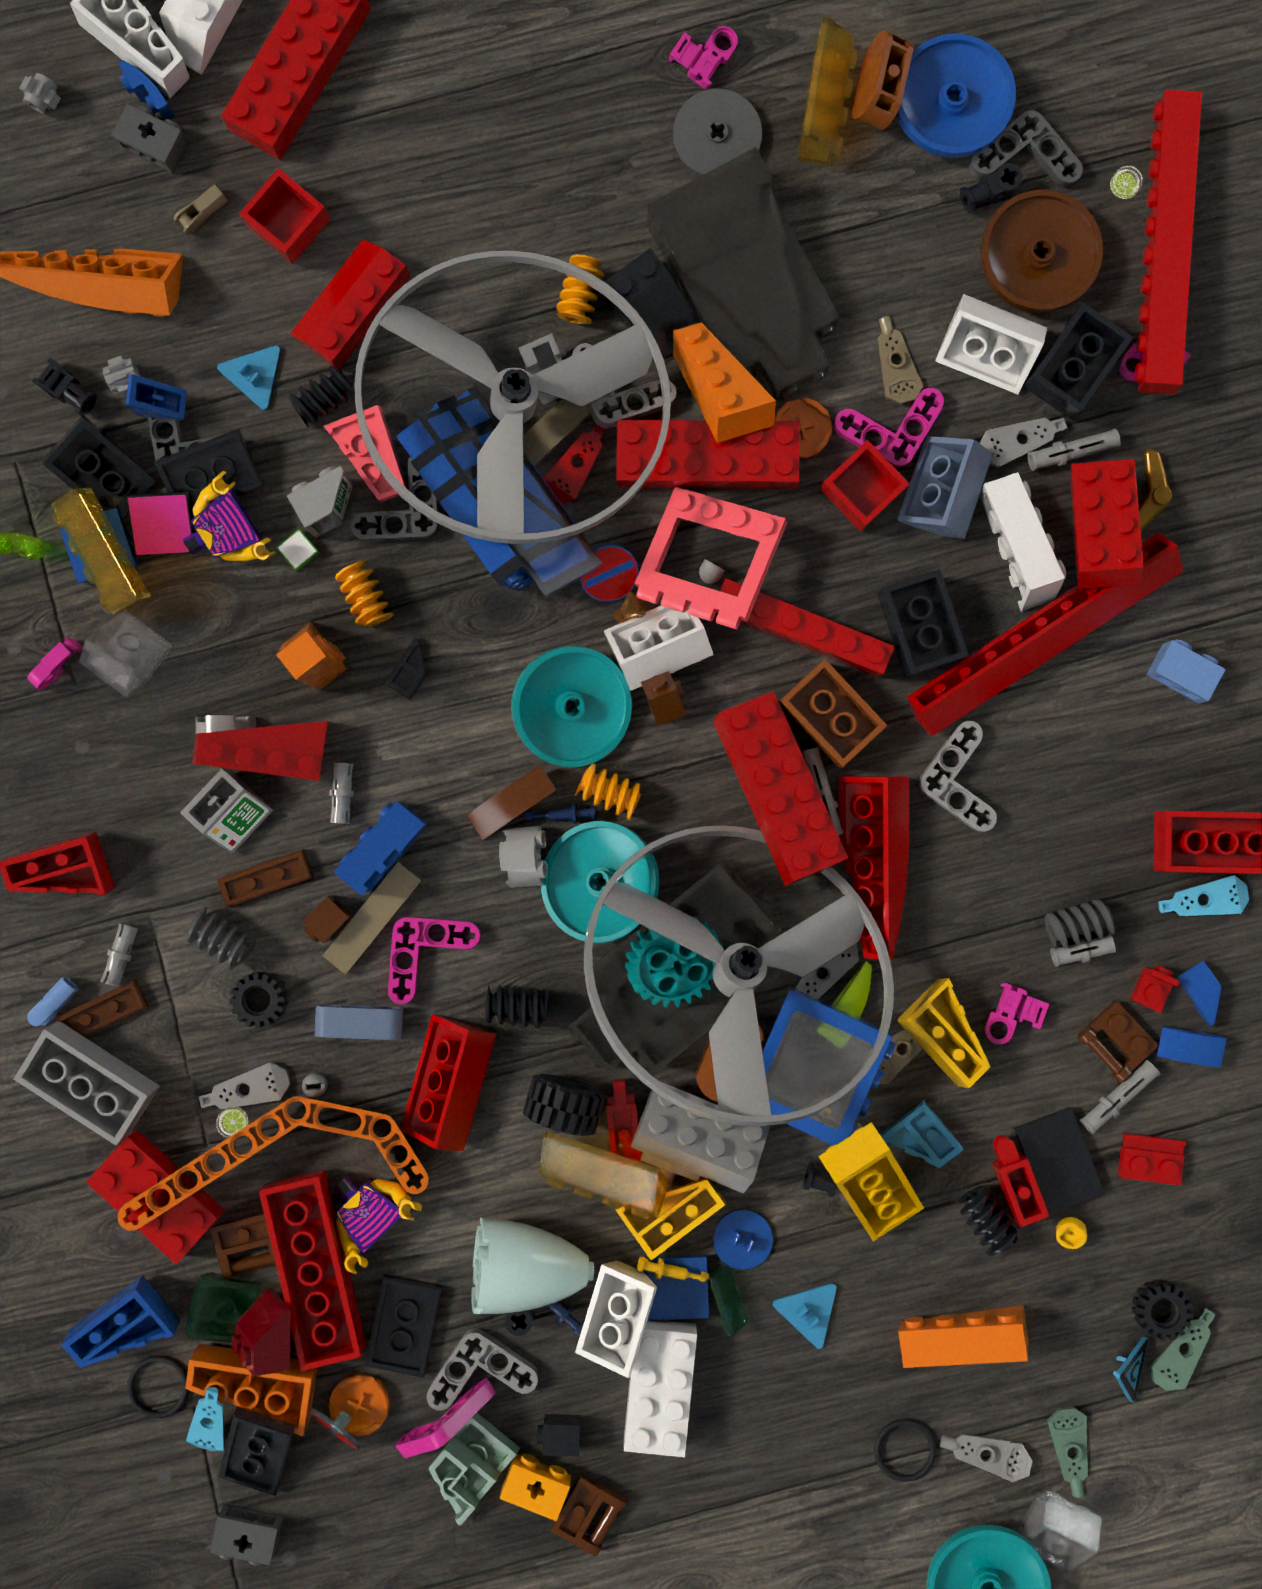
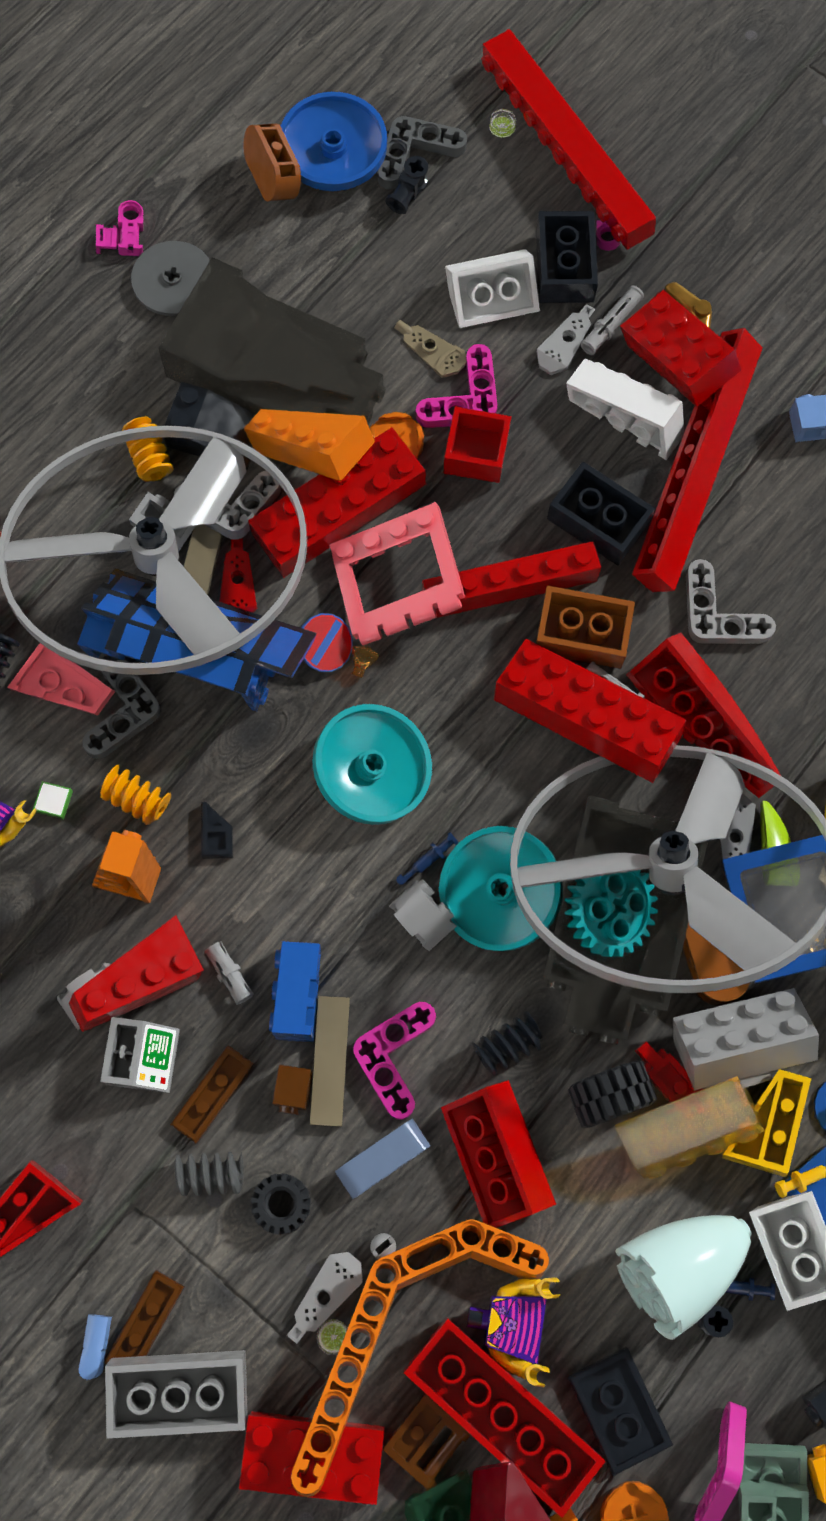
camera: 35 degrees left, 15 degrees down
(119, 955) = (127, 1256): light grey pin -> none
(322, 501) = (47, 742): light grey slope -> none
(482, 1358) = (709, 1386): light grey beam -> none
(511, 802) = (379, 877): reddish brown slope -> none
(609, 791) = (453, 810): light orange piece -> none
(657, 644) = (406, 669): white slope -> none
(664, 697) = (442, 706): reddish brown brick -> none
(710, 572) = (405, 587): light grey hinge -> none
(826, 94) = (237, 199): clear yellow slope -> none
(945, 486) = (538, 406): sand blue slope -> none
(1057, 231) = (479, 201): reddish brown dish -> none

